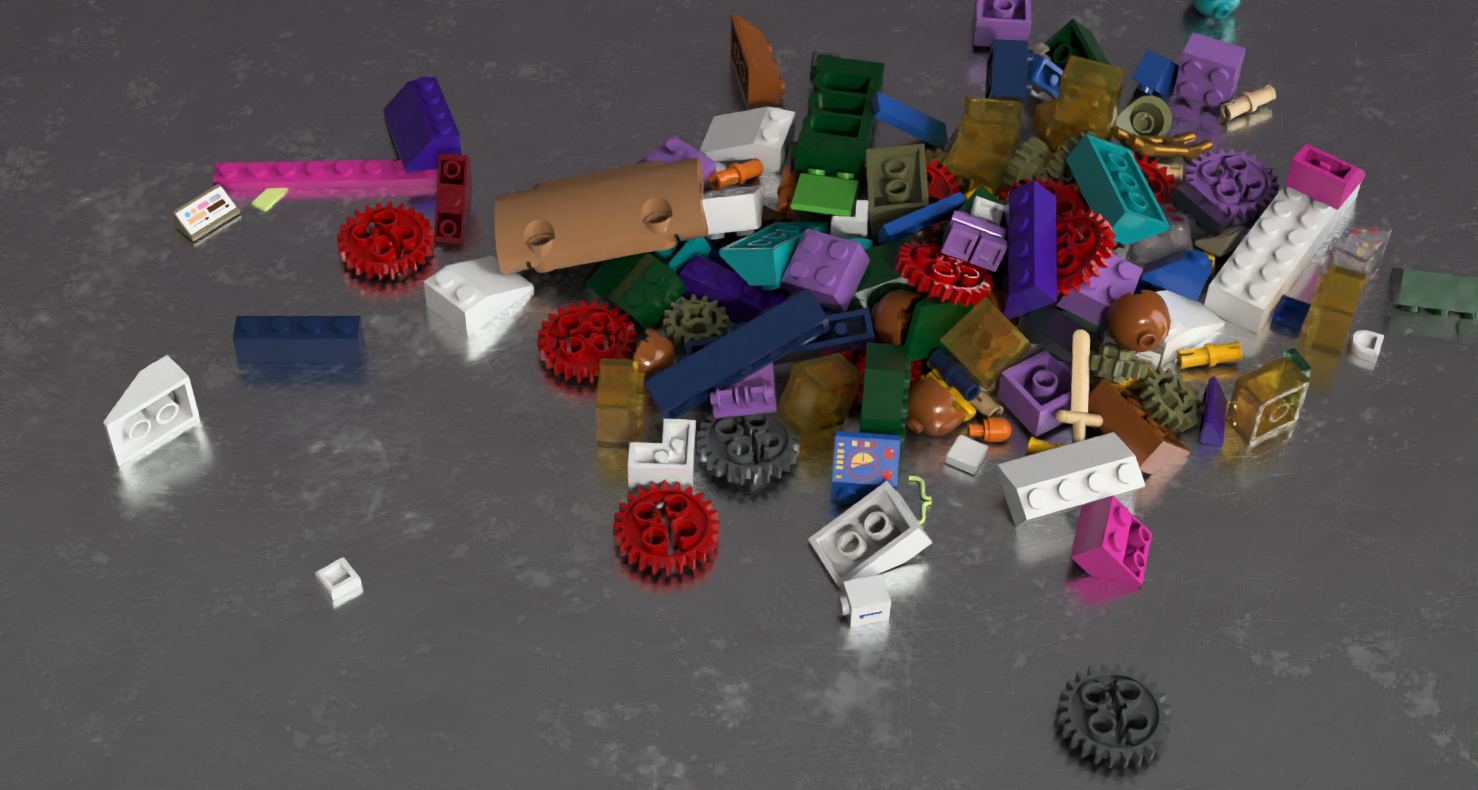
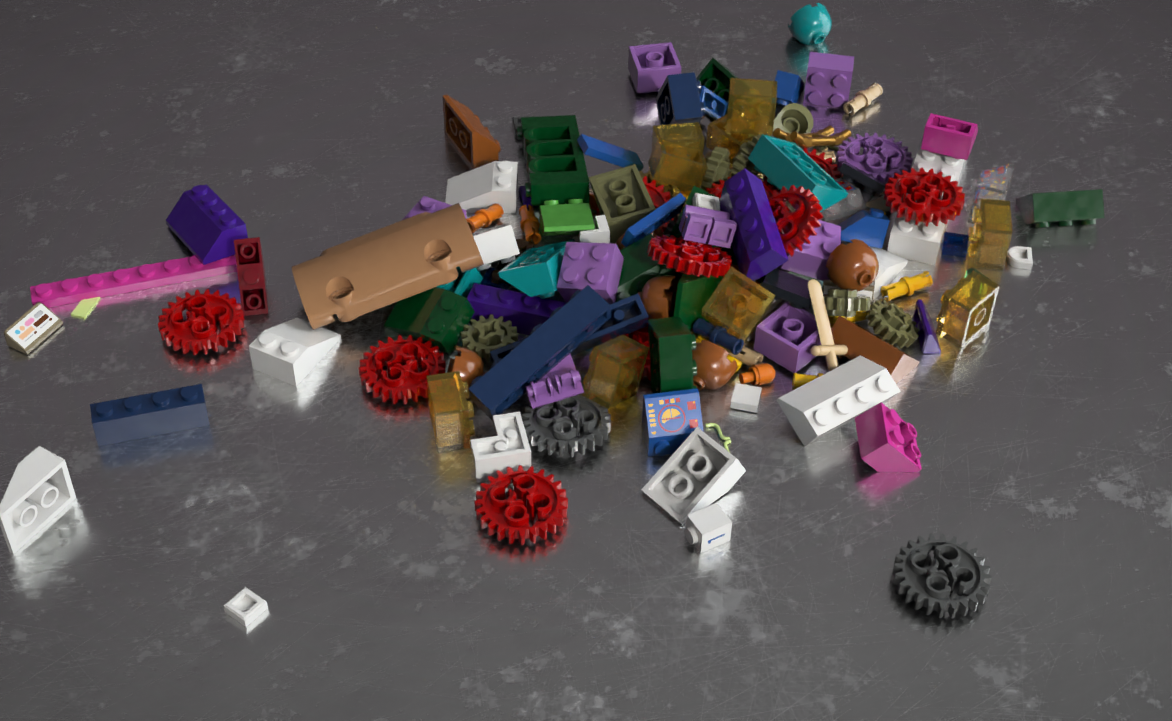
camera: 15 degrees left, 5 degrees down
(1264, 241) = (924, 197): none -> red gear

